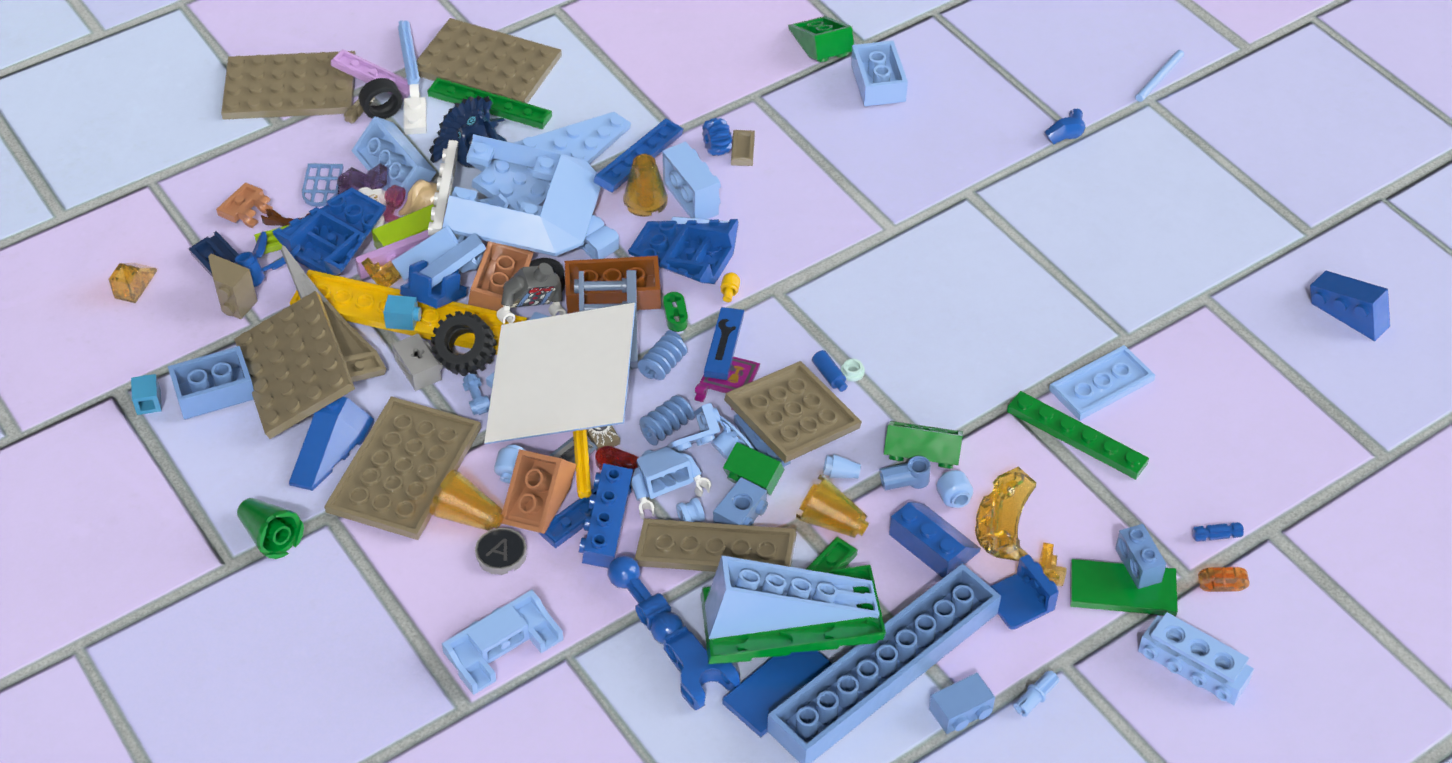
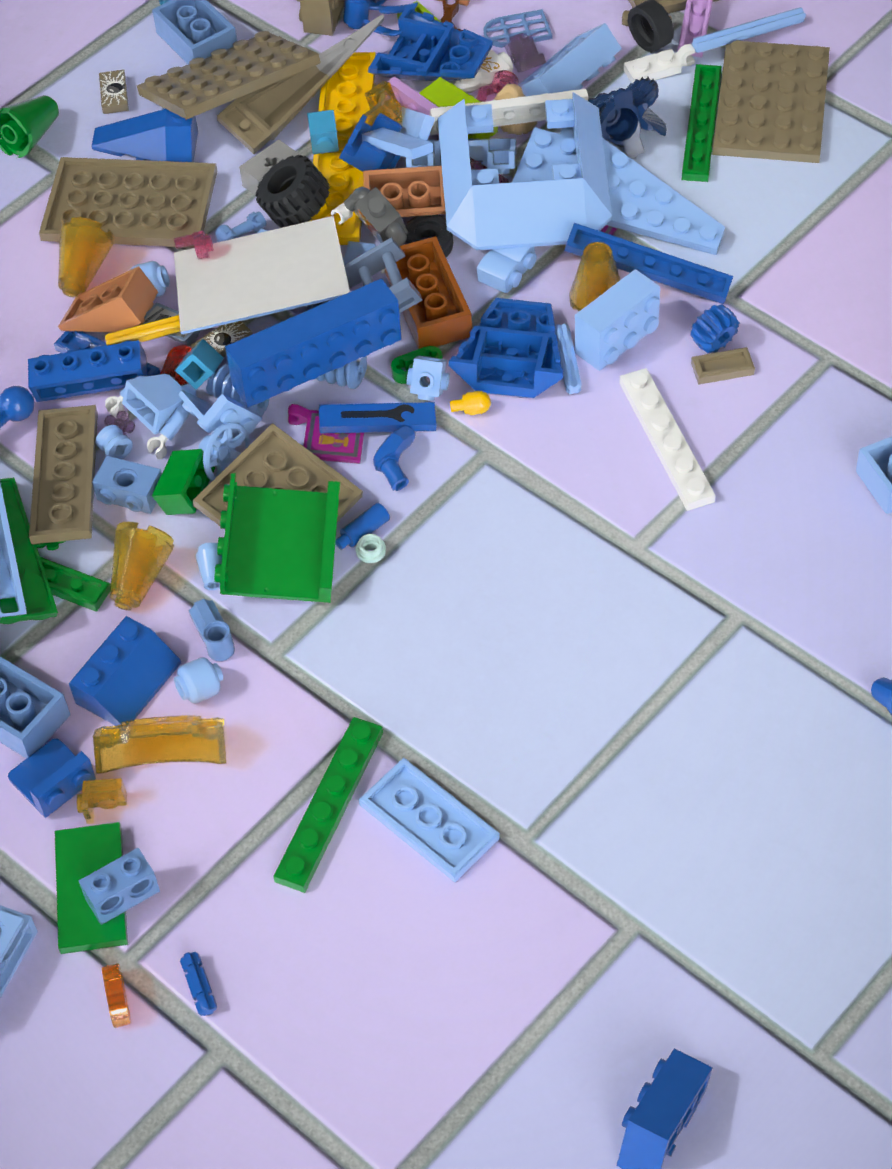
camera: 80 degrees right, 5 degrees up
(247, 461) = (113, 91): none -> tile
(400, 270) = (387, 106): none -> clear yellow bracket
(500, 410) = (202, 243): none -> clear pink plate
(501, 551) = (38, 306): black tile -> none
(633, 436) = (199, 364): none -> dark azure brick
(666, 510) = (122, 421): none -> clear purple plant
(669, 341) = (314, 342): none -> blue brick
(701, 300) = (433, 368): none -> light blue brick
(765, 339) = (388, 455): none -> blue arm
(800, 191) = (667, 439): none -> white plate
(841, 410) = (278, 542): none -> green panel
(933, 443) = (268, 637): slope -> none

